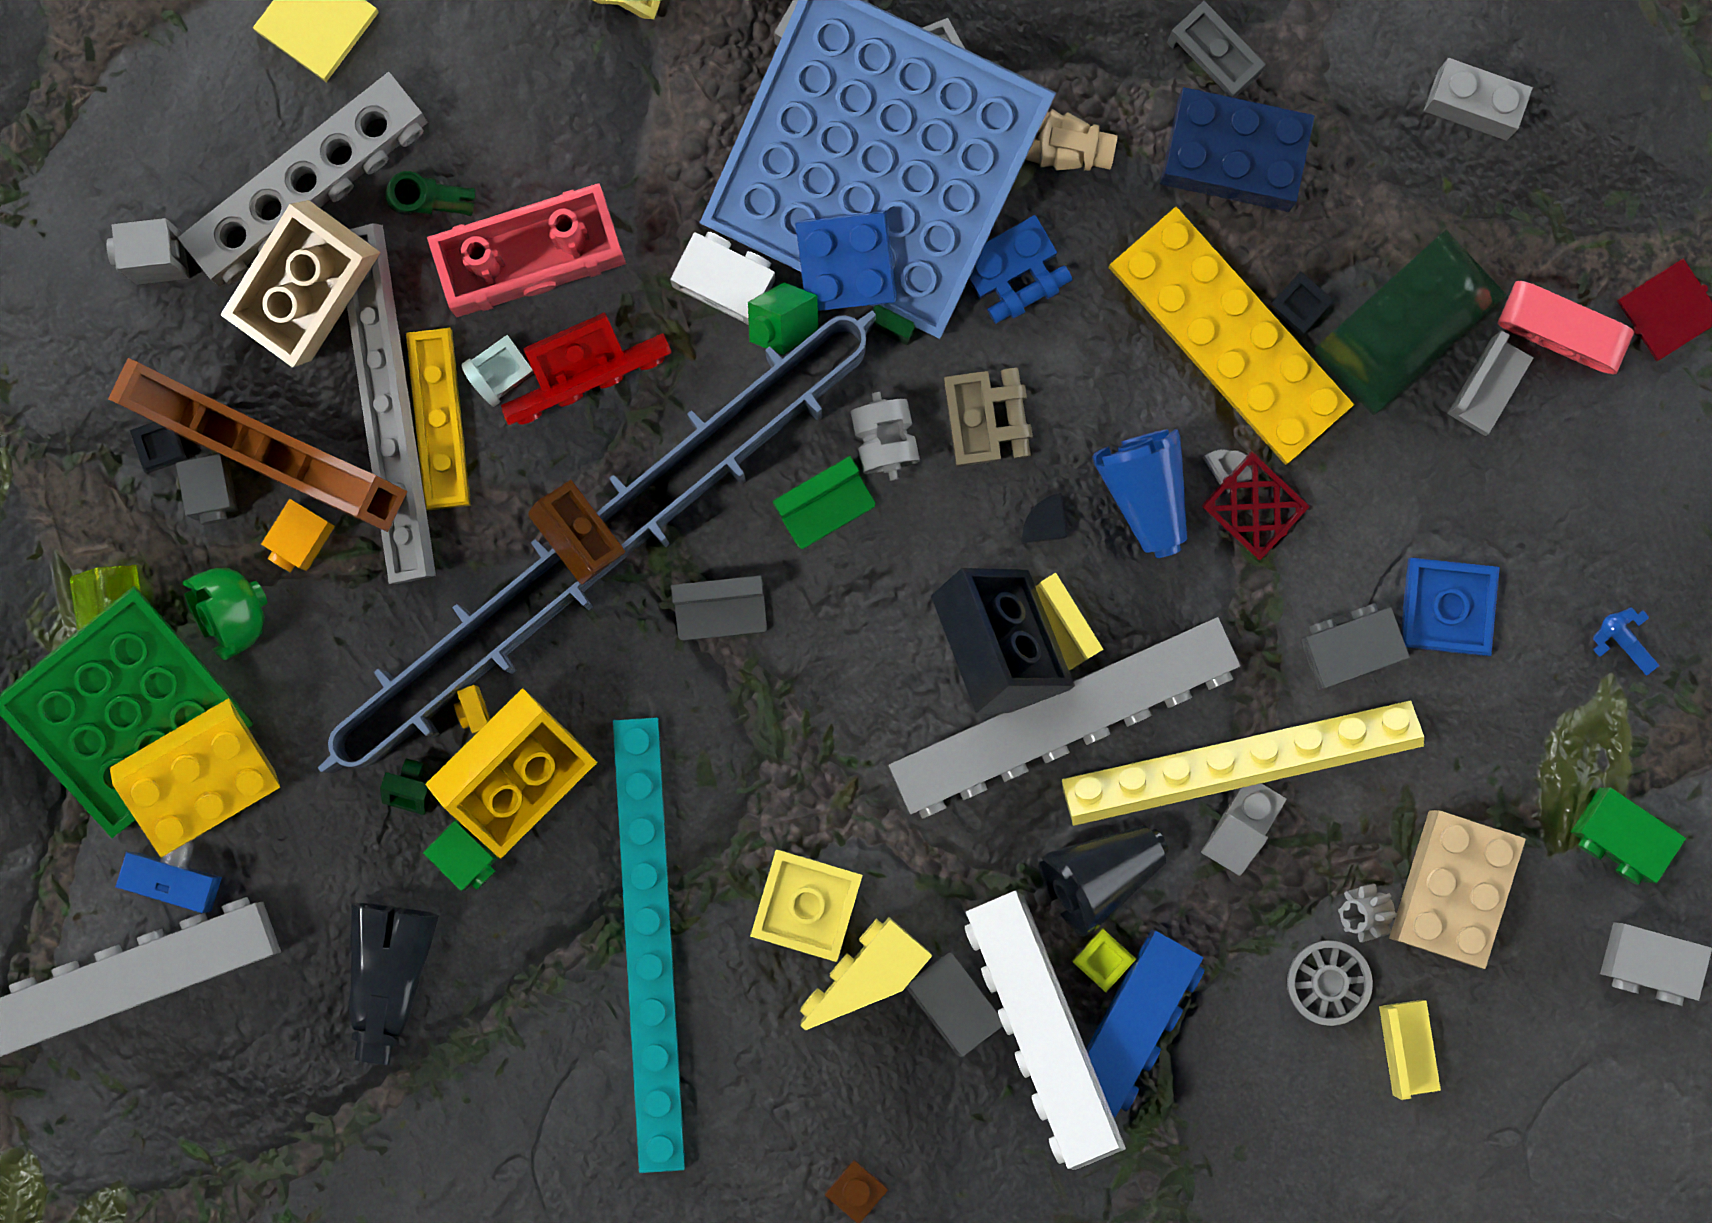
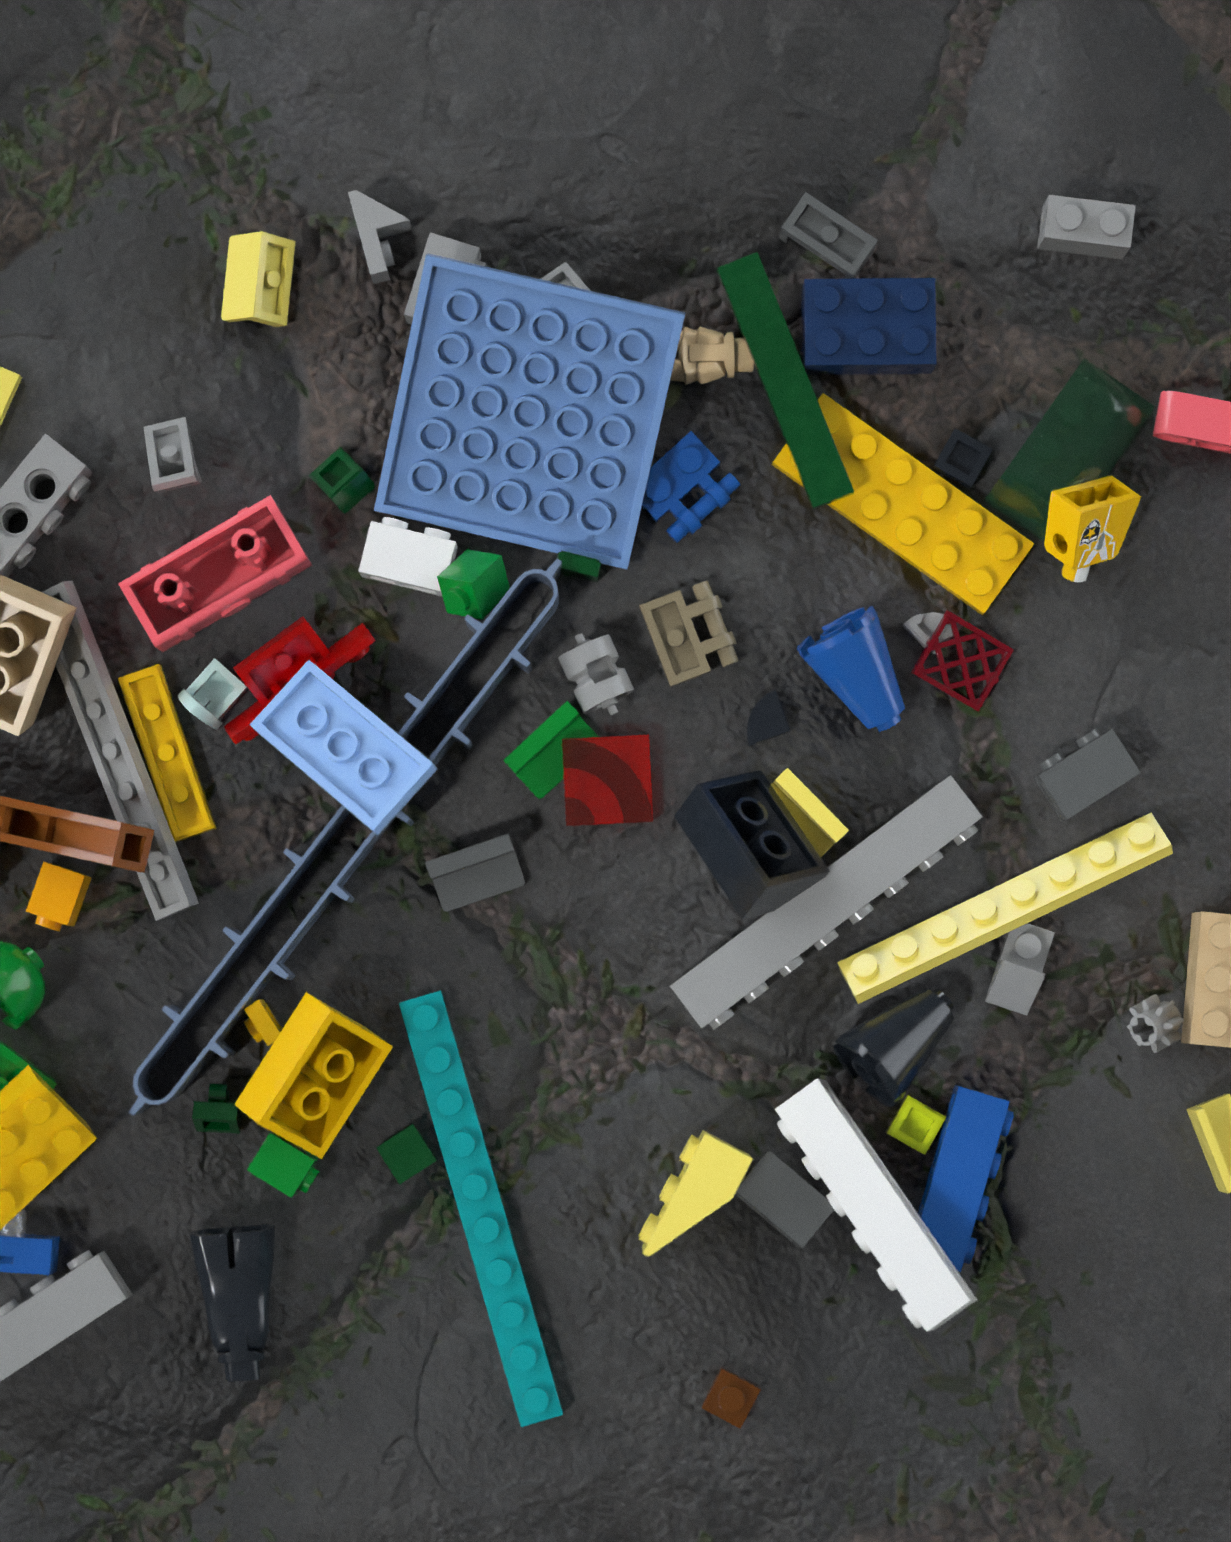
camera: 10 degrees left, 0 degrees up
(431, 196) = (112, 542): dark green pin -> none
(509, 123) = (171, 455): none -> light grey slope
(575, 532) = (323, 832): reddish brown slope -> none
(586, 873) = (406, 1153): none -> dark green tile
(615, 450) = (343, 747): none -> light blue plate
(675, 186) = (342, 480): none -> dark green slope
(806, 905) = (622, 1137): light yellow plate -> none
(847, 260) = (522, 515): blue plate -> none
(872, 545) = (607, 780): none -> clear red tile
(1141, 185) = (785, 380): none -> dark green tile
(1329, 982) = (1134, 1097): light grey wheel -> none
(1413, 396) = (1088, 524): none -> yellow torso
(1449, 606) = (1168, 715): blue tile -> none
(1490, 384) = (1161, 494): light grey panel -> none

